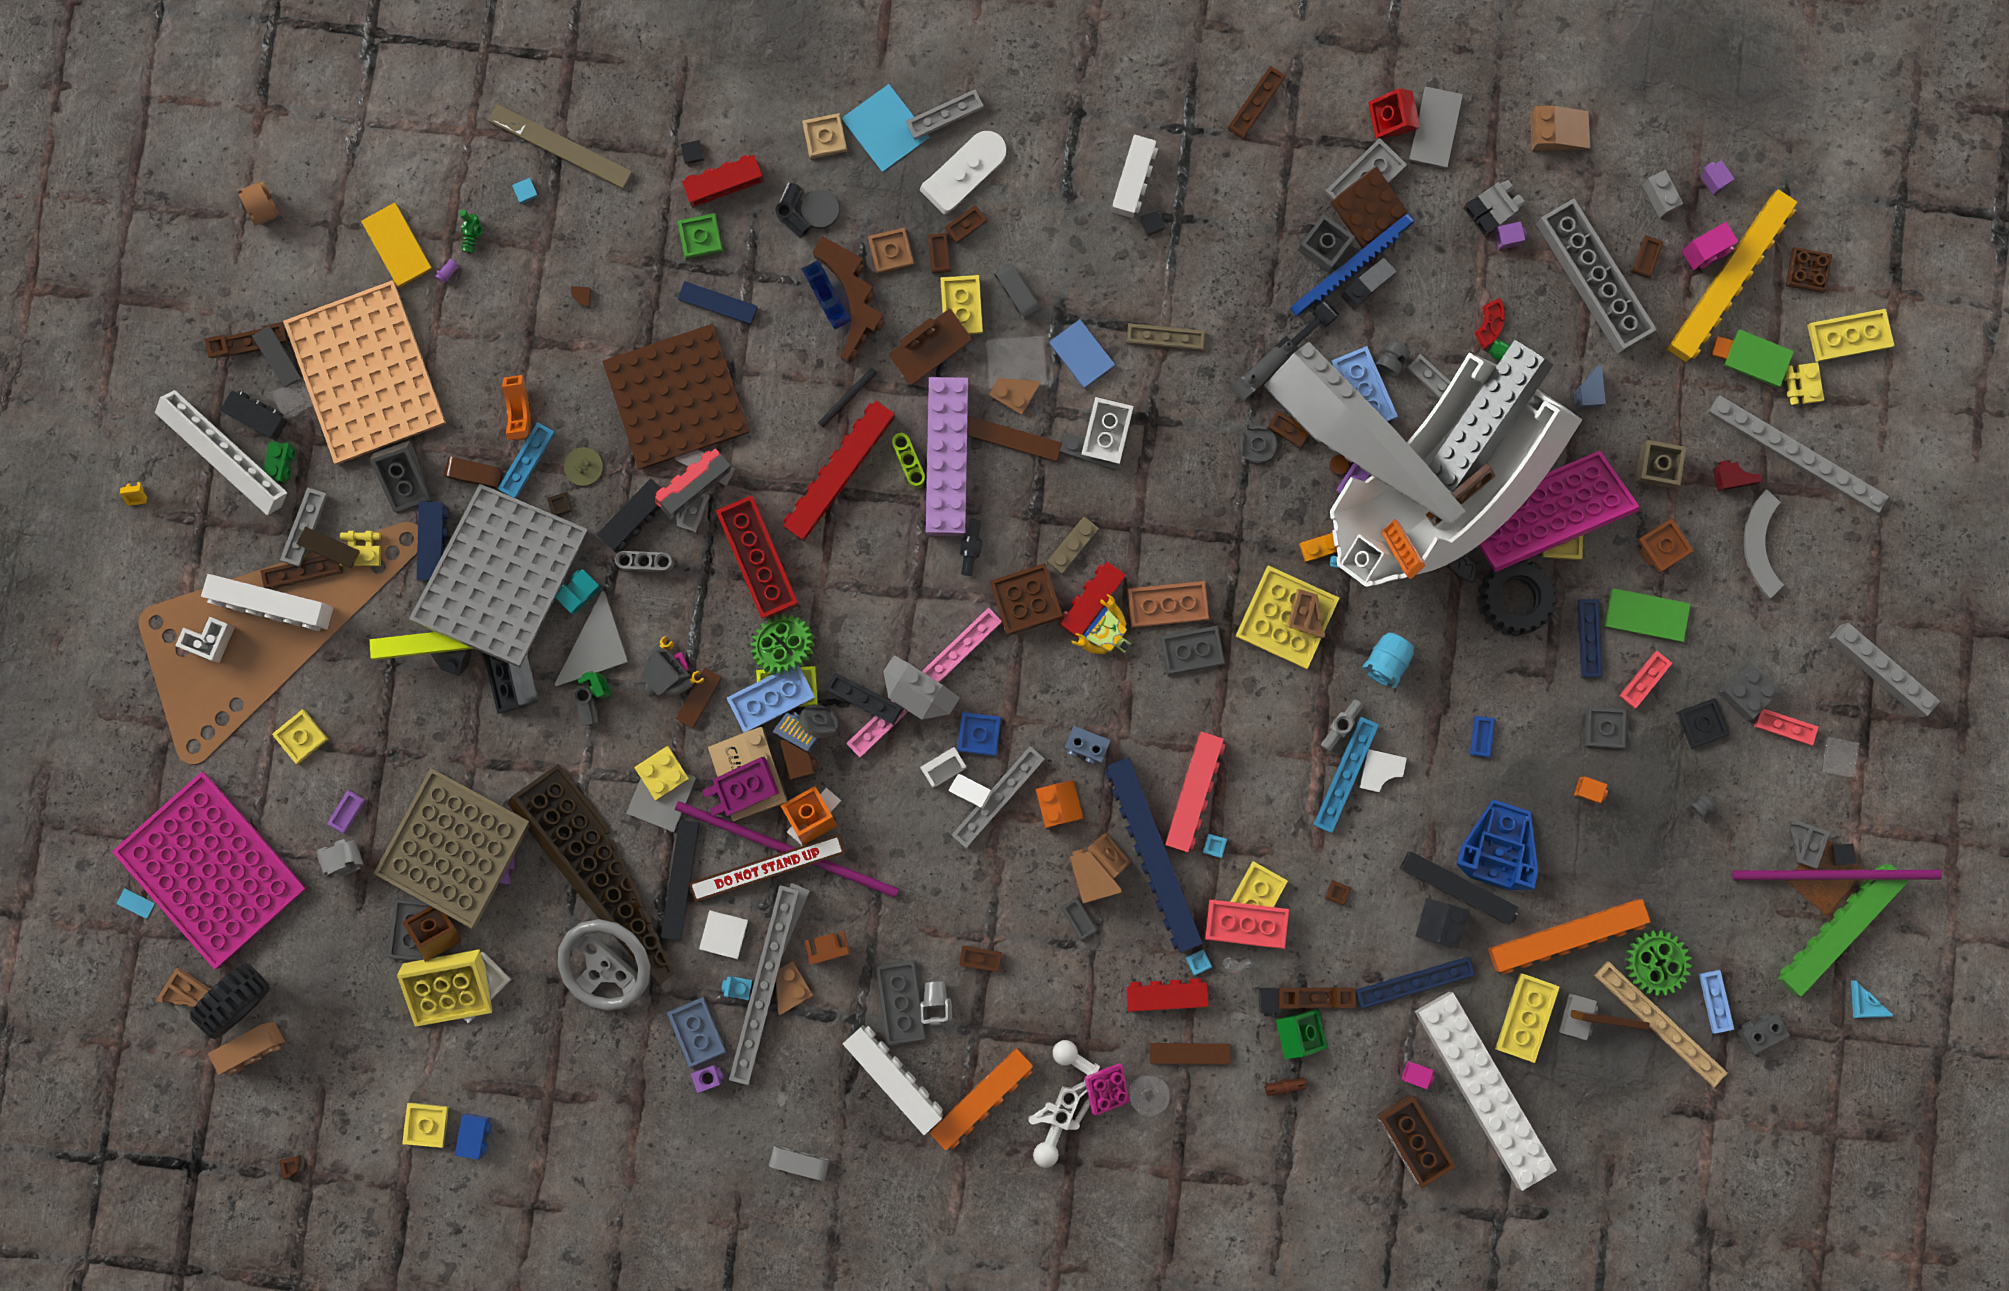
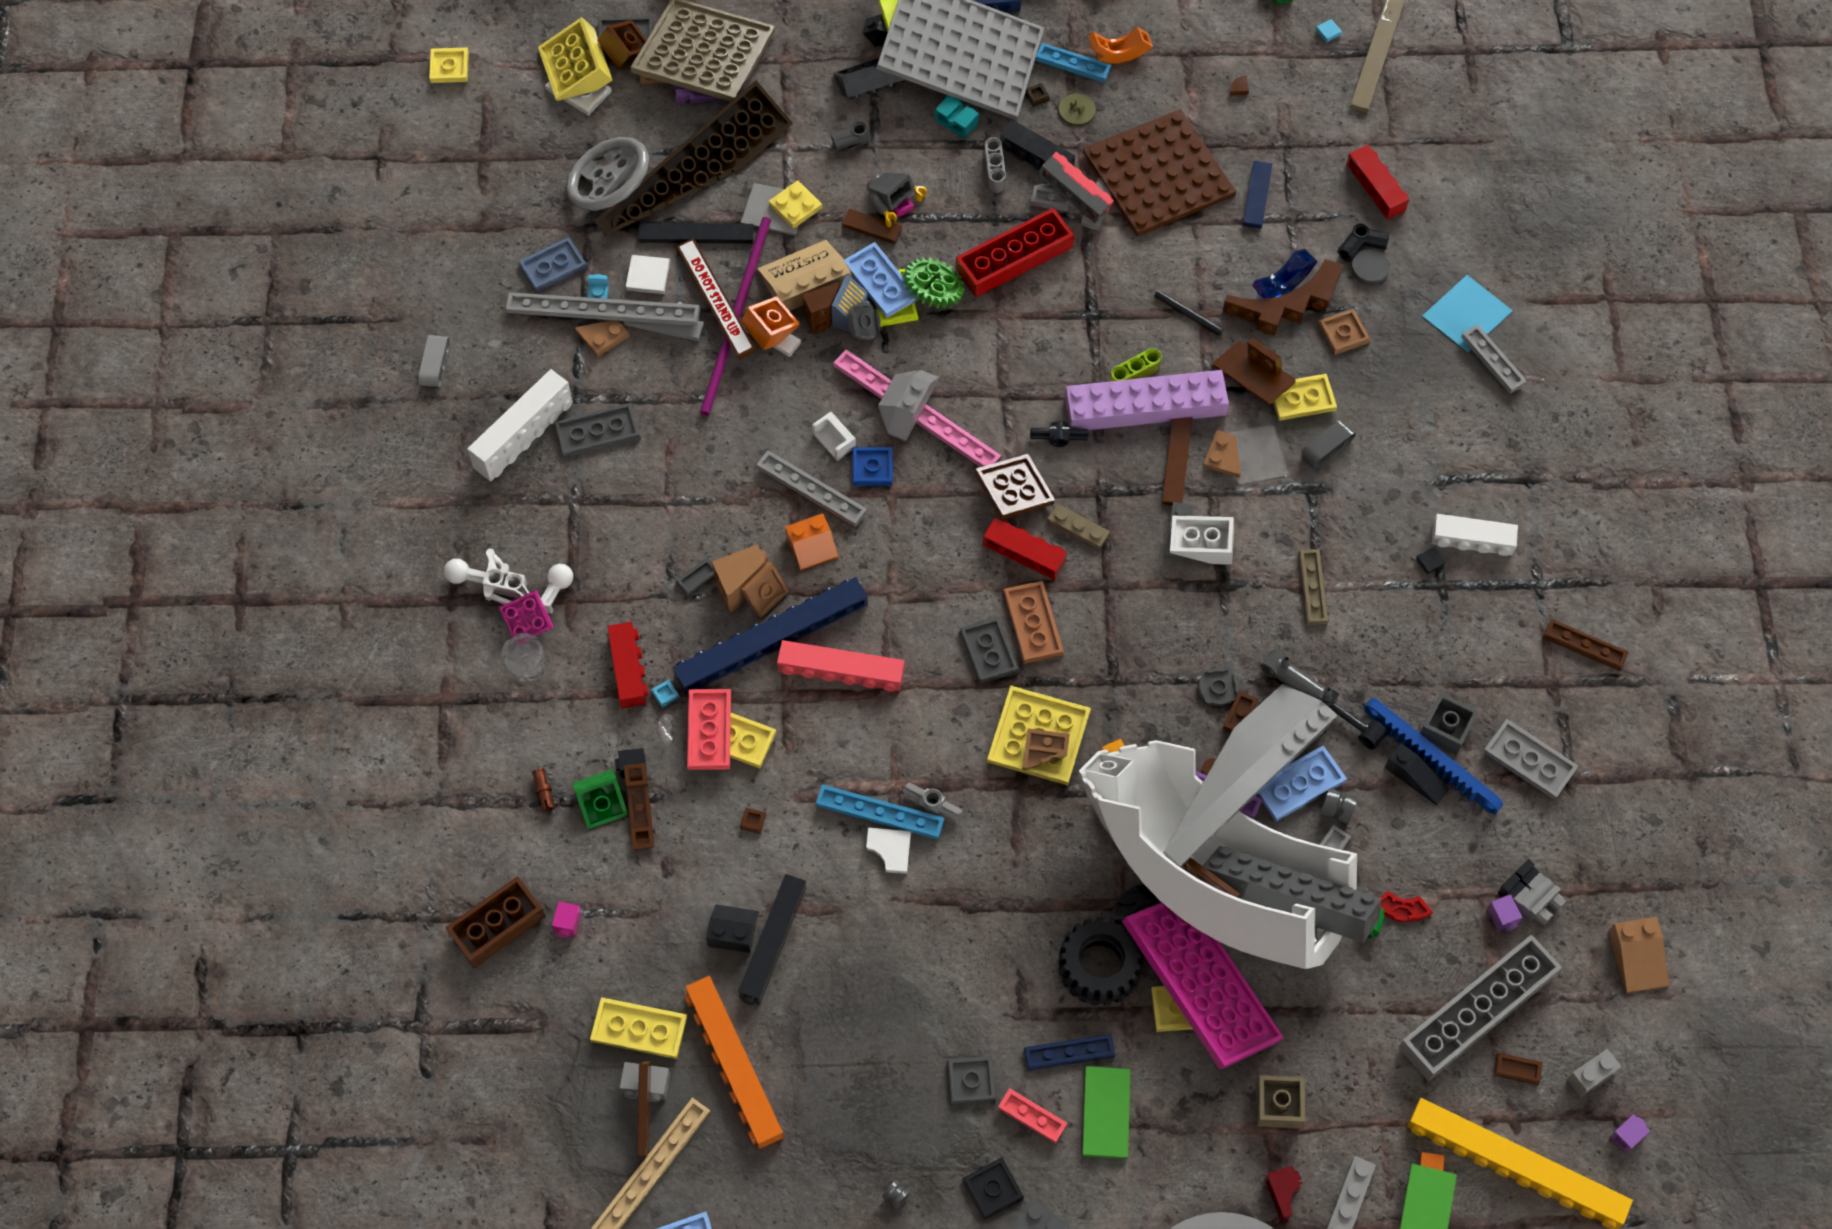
camera: 80 degrees right, 20 degrees down
(473, 472) = (1054, 23): reddish brown beam -> none
(473, 1136) = (441, 100): blue brick -> none
(597, 646) = (908, 140): light grey tile -> none
(597, 684) = (870, 138): green bracket -> none
(692, 152) = (1400, 155): black tile -> none
(698, 1078) = (506, 269): medium lavender brick -> none
(700, 236) = (1319, 172): bright green tile -> none
(742, 787) = (789, 263): magenta tile -> none
(824, 136) = (1445, 262): tan tile -> none
(827, 948) = (641, 351): dark orange panel -> none
(839, 470) = (1114, 312): red brick -> none
(864, 698) = (891, 357): black plate -> none
(935, 997) = (604, 455): light grey piece -> none
(939, 253) = (1351, 373): reddish brown tile -> none
(965, 171) = (1441, 385): white piece -> none
(966, 224) = (1386, 391): reddish brown plate -> none
(970, 791) = (813, 461): white tile -> none
(980, 958) = (647, 492): reddish brown plate -> none
(981, 1099) = (508, 508): orange brick -> none
(1081, 354) = (1277, 511): medium blue tile -> none
(1088, 741) = (874, 559): sand blue brick -> none
(1105, 631) = (994, 563): torso -> none
(1190, 1053) = (570, 696): reddish brown tile -> none
(1214, 845) = (788, 695): medium azure tile -> none
(1369, 207) = (1500, 760): reddish brown plate -> none
(1389, 659) = (1009, 836): medium azure piece -> none
(1394, 113) = (1610, 779): red slope -> none
(1403, 549) = (1118, 797): orange tile -> none
(1415, 982) = (666, 910): dark blue tile -> none
(1437, 127) = (1606, 825): light grey tile -> none
(1482, 736) = (941, 949): blue tile -> none
(1485, 1091) = (554, 990): white brick -> none
(1501, 848) = (822, 975): blue wedge -> none
(1591, 391) = (1349, 1019): sand blue slope -> none
(1591, 790) = (898, 1068): orange brick -> none
(1642, 971) = (702, 1146): bright green gear -> none
(1664, 546) = (1188, 1116): dark orange panel -> none
(1710, 247) = (1545, 1128): dark pink brick -> none

